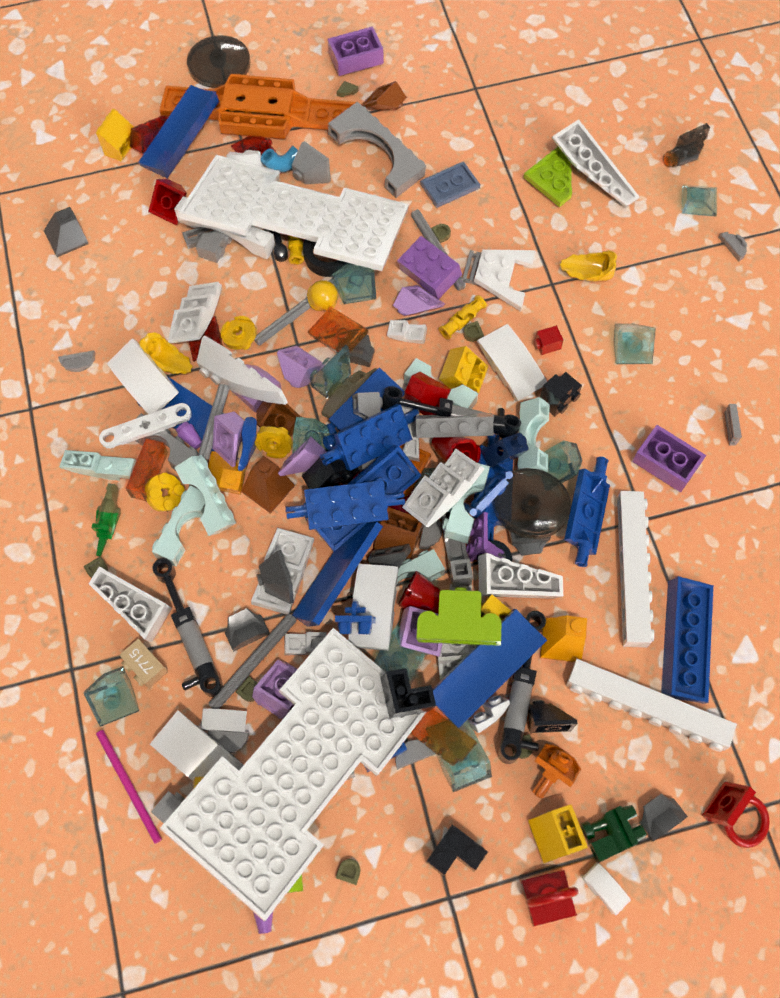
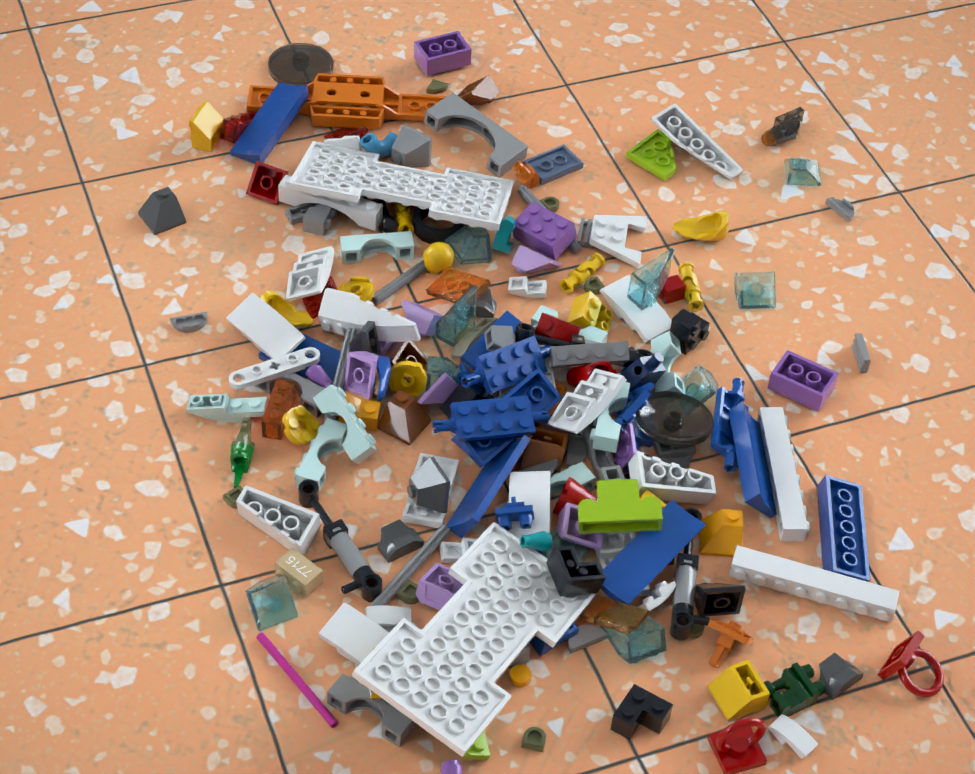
camera: 10 degrees left, 20 degrees down
(236, 401) = (366, 339): none -> dark grey slope
(245, 279) = (397, 244): none -> light aqua arch
(345, 795) = (520, 675): none -> light orange tile
(373, 653) = (537, 541): none -> teal cone
(388, 275) = (502, 237): none -> teal leg
(421, 198) = (526, 174): none -> orange hips
(524, 339) = (649, 280): none -> clear light blue slope
(569, 335) = (692, 290): none -> yellow piece
(604, 556) = (752, 461): none -> blue arch

